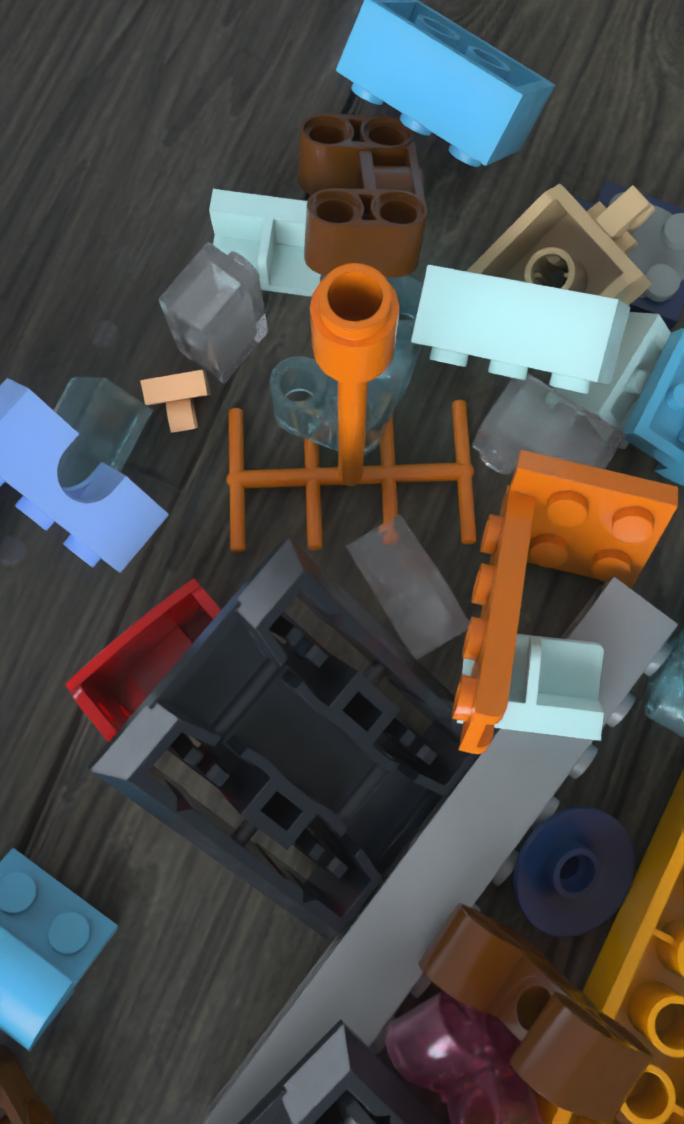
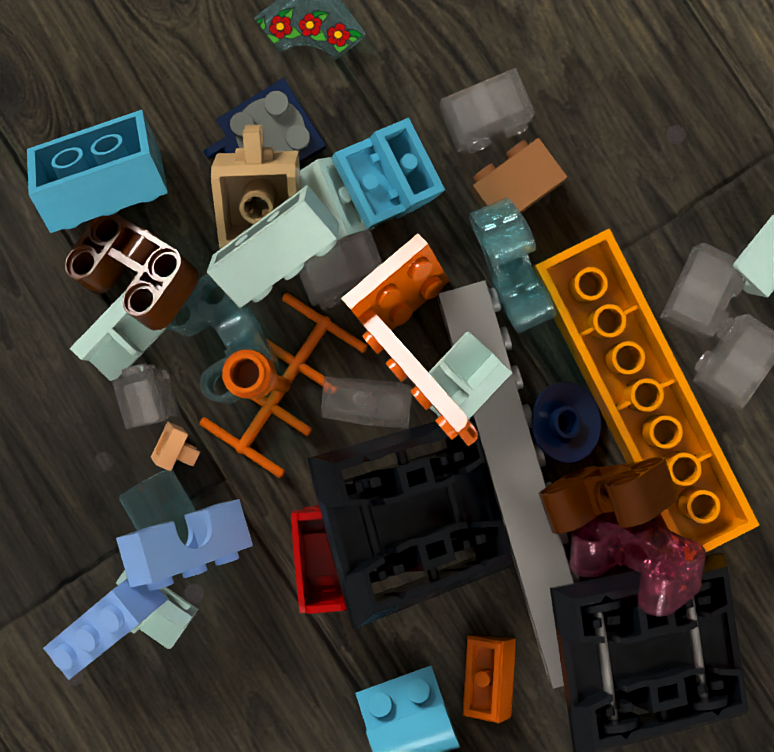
camera: 55 degrees left, 10 degrees up
(153, 1022) = (489, 678): none -> orange slope

